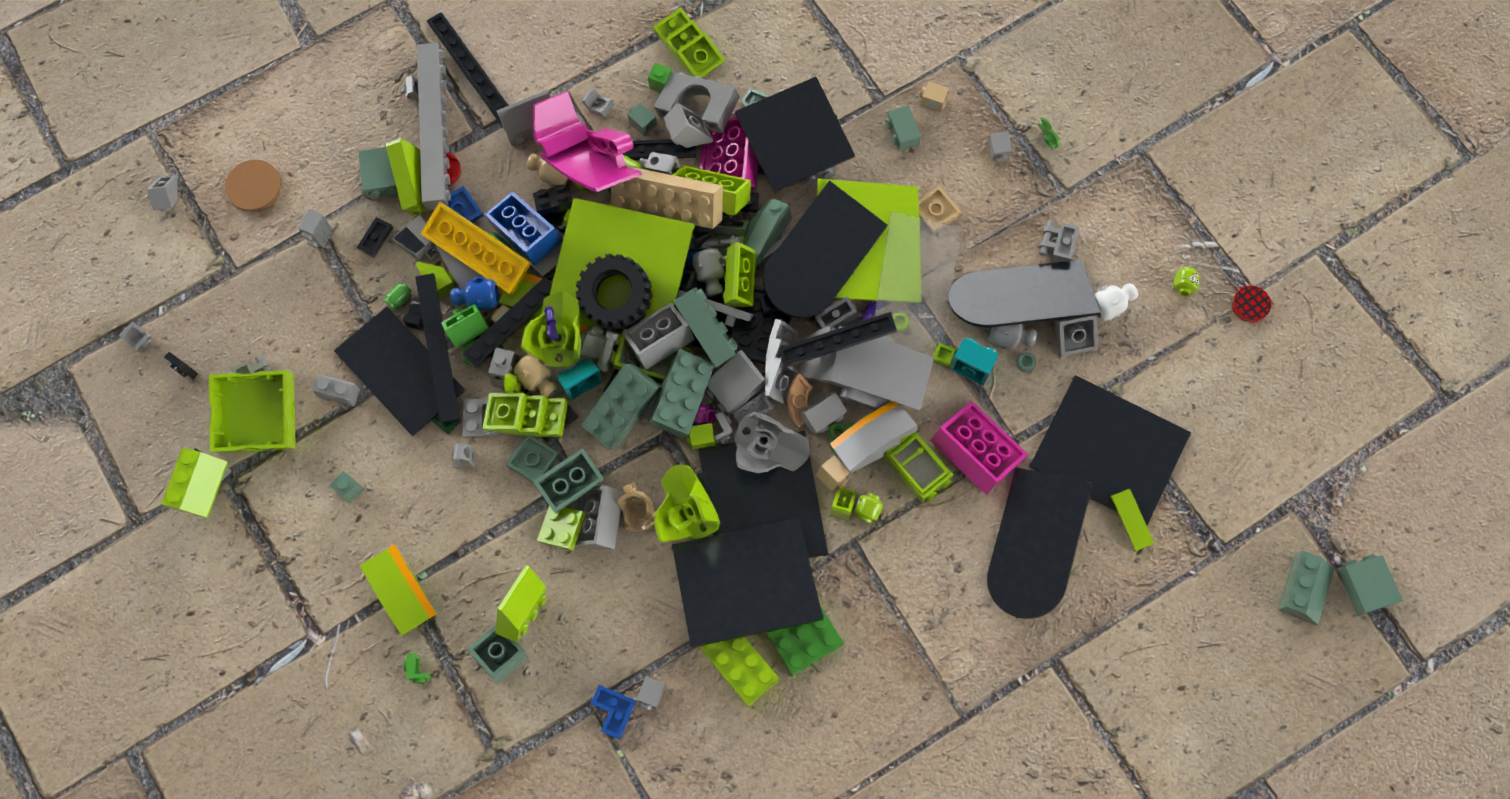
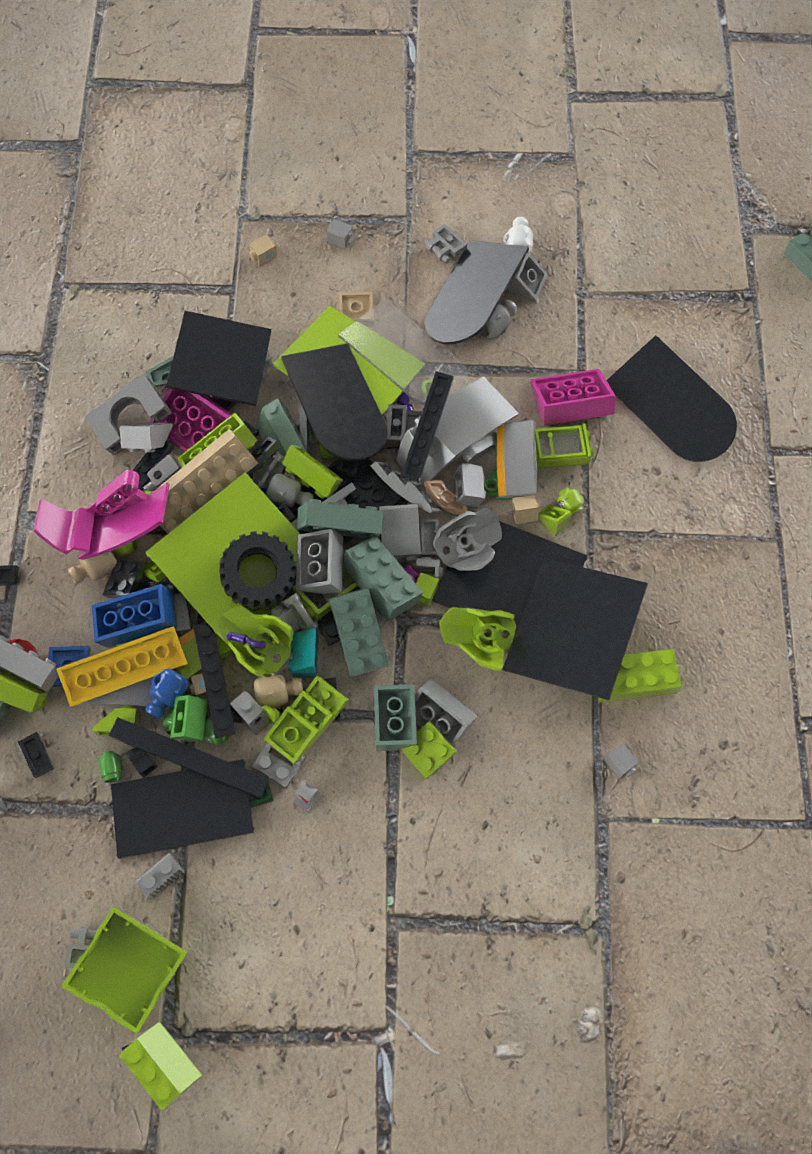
camera: 60 degrees left, 5 degrees down
(179, 366) = (26, 1015): black plate -> none
(346, 486) = (261, 920): sand green brick -> none
(398, 589) = (391, 928): lime slope -> none
(412, 667) = (471, 957): bright green bracket -> none
(414, 243) = (68, 720): torso -> none
(497, 655) = (509, 870): sand green brick -> none
(518, 118) = (30, 556): light grey slope -> none
(520, 605) = (483, 822): lime slope -> none
(532, 458) = (348, 740): sand green tile -> none
(597, 104) = (64, 492): light grey bracket -> none
(619, 709) = (617, 796): blue plate -> none
(637, 509) = (456, 676): tan helmet -> none
(642, 119) = (106, 467): sand green brick -> none
(658, 77) = (82, 430): bright green brick -> none
(688, 44) = (67, 392): lime slope -> none
(805, 643) = (654, 618): bright green plate -> none
(903, 128) = (272, 286): sand green brick -> none
(944, 355) = (478, 372): lime tile -> none
(974, 360) = (503, 354): teal brick -> none
(1026, 362) = (525, 325): sand green tile -> none
(1051, 137) = (359, 195): bright green plate -> none
(1111, 445) = (628, 311): black piece -> none
(1132, 520) = (696, 332): lime tile -> none
(1186, 281) = (538, 185): lime head -> none
(1251, 304) = (581, 160): tile -> none

